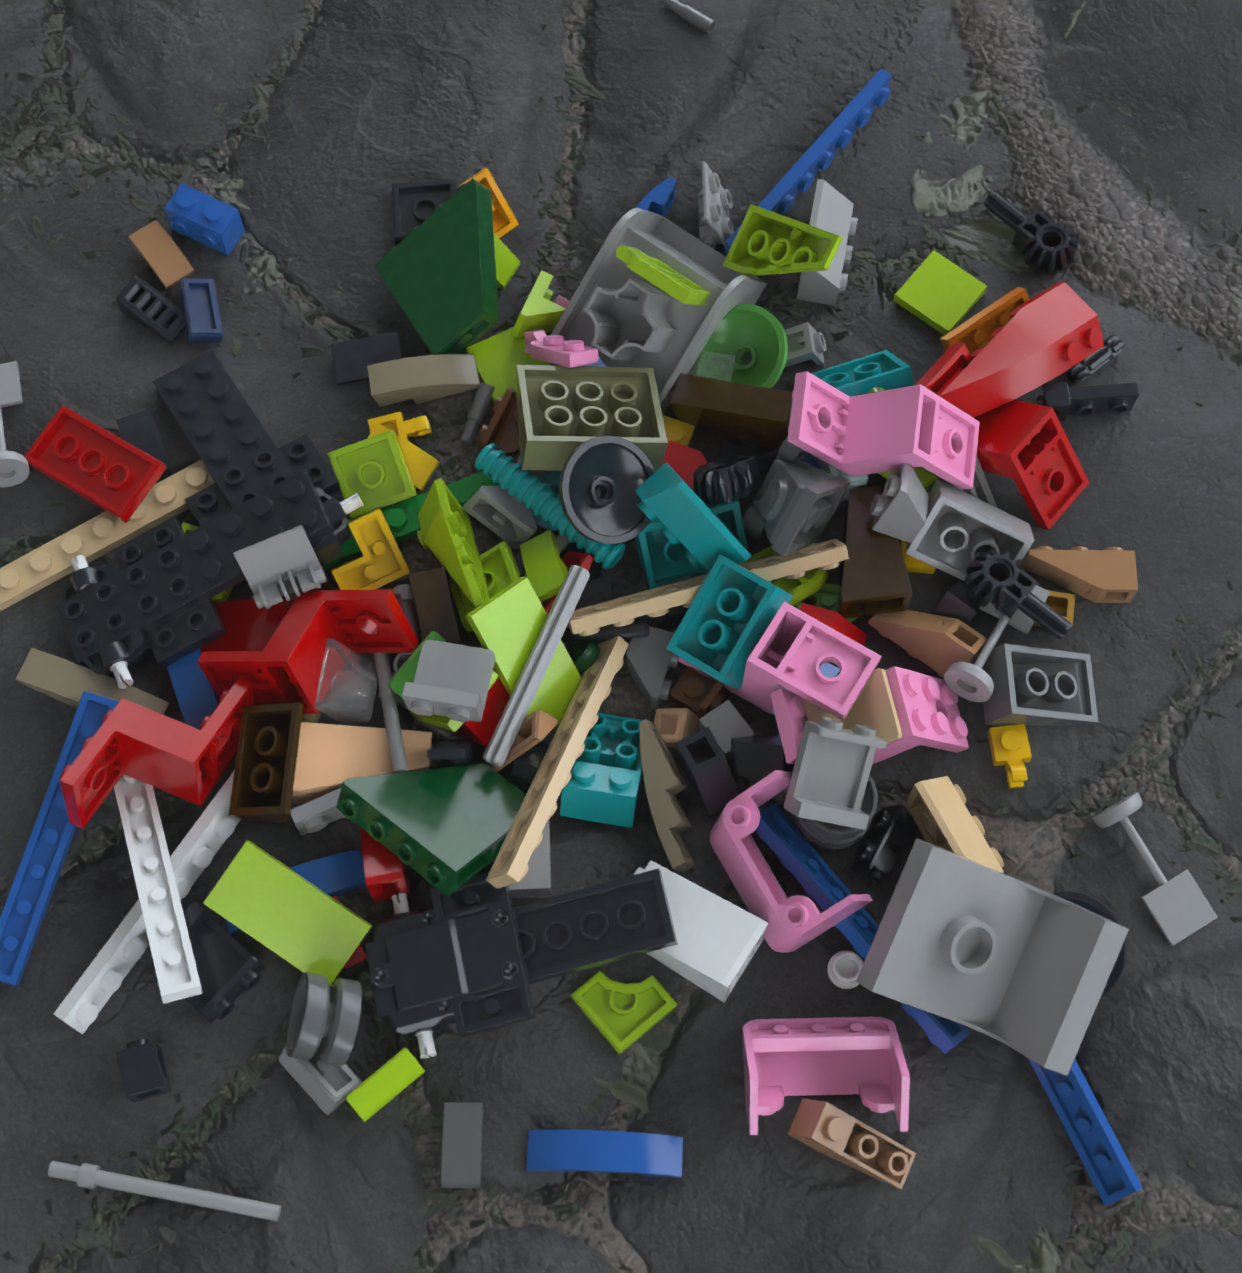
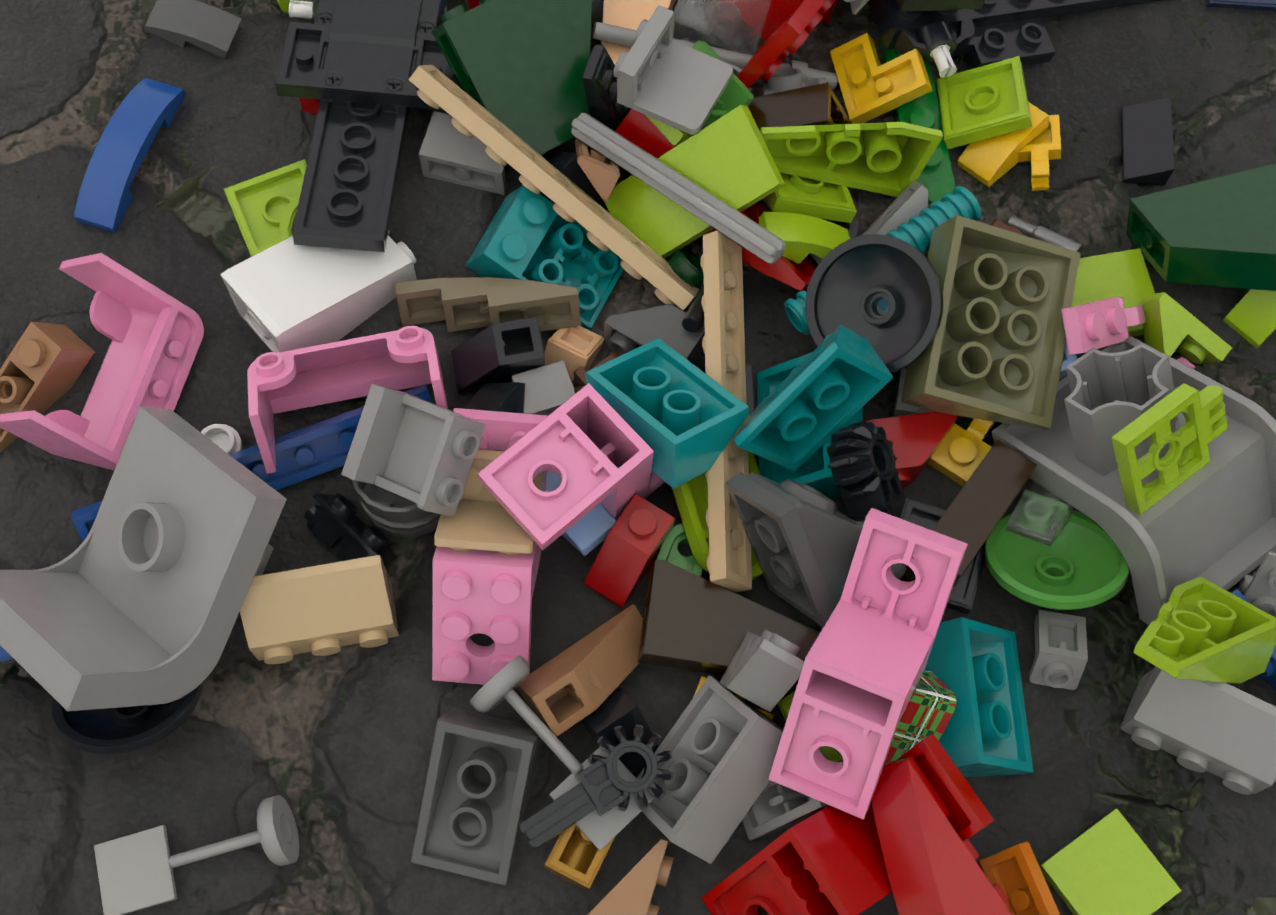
camera: 105 degrees right, 0 degrees up
(422, 378) = (1105, 186): dark tan slope -> none
(1011, 748) = (410, 732): yellow plate -> none

